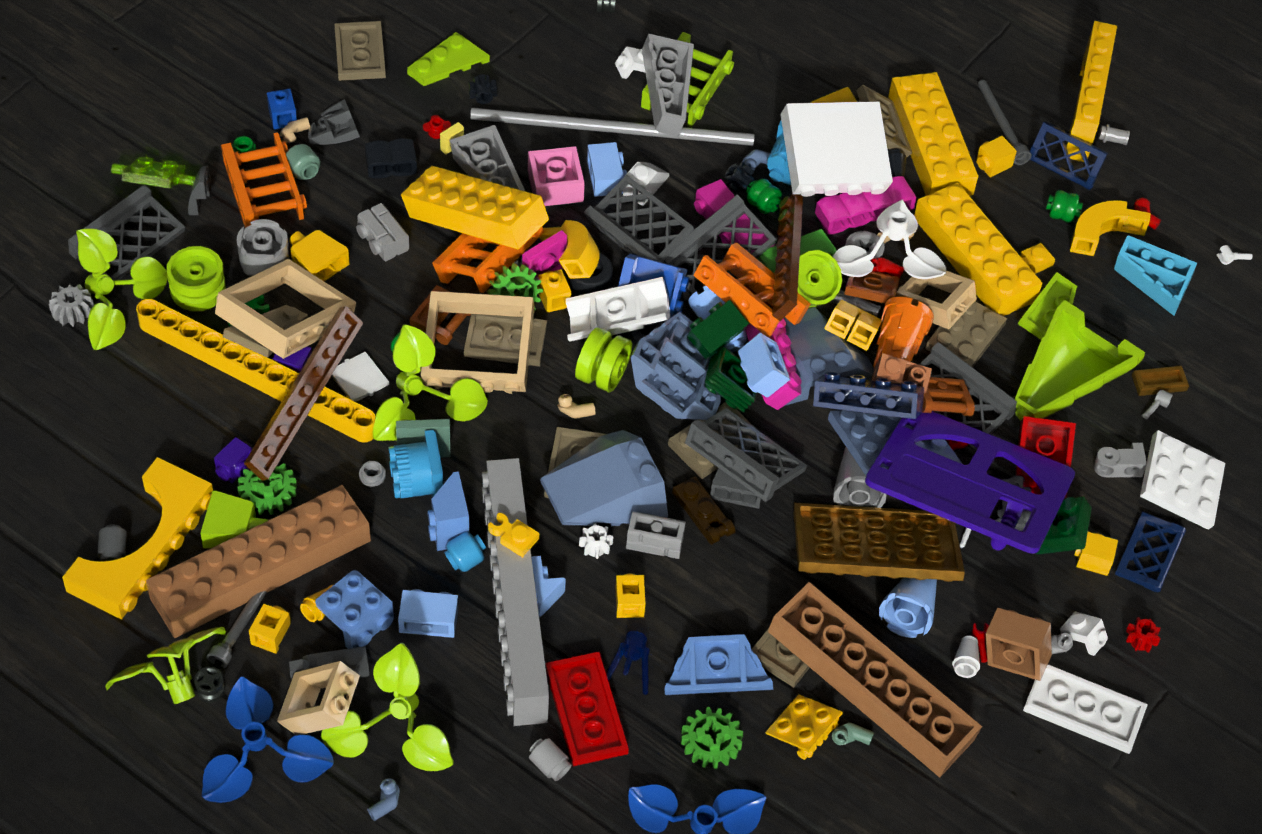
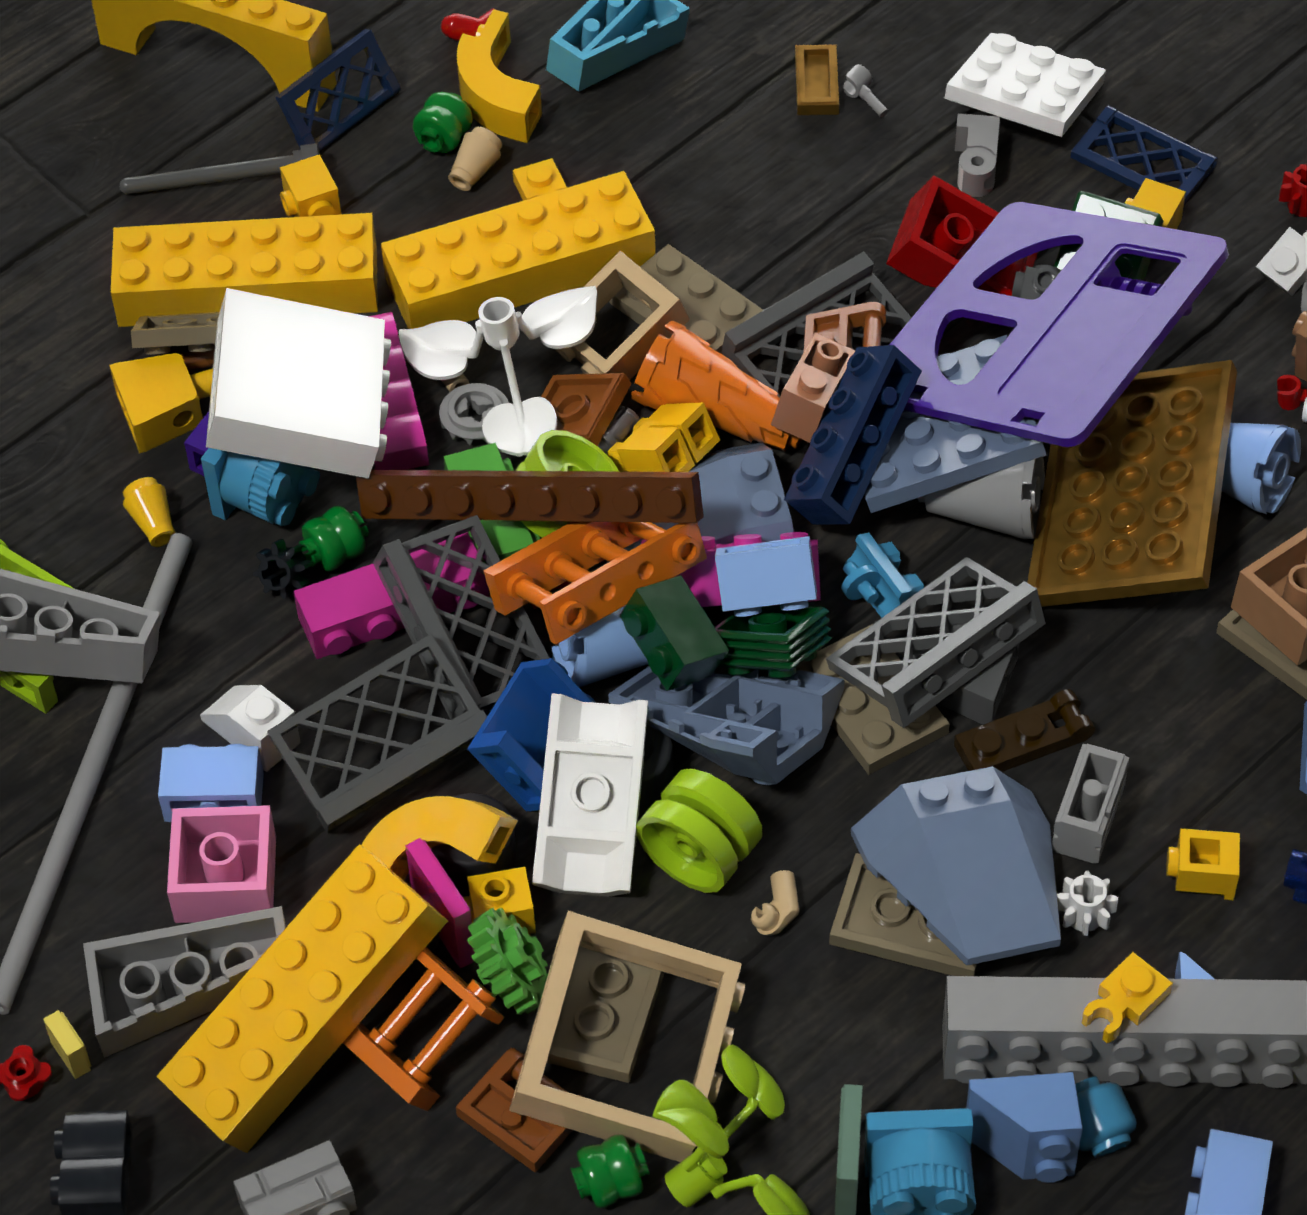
camera: 75 degrees left, 0 degrees up
(756, 157) = (238, 552): sand blue arm -> none
(766, 122) = (149, 508): none -> yellow cone
(801, 429) = (875, 576): none -> dark azure hips
(885, 266) = (530, 382): red arm -> none
(1042, 310) = (664, 190): lime wing -> none
(1043, 224) = (475, 157): none -> tan cone
(1070, 365) = (803, 165): lime cone -> none

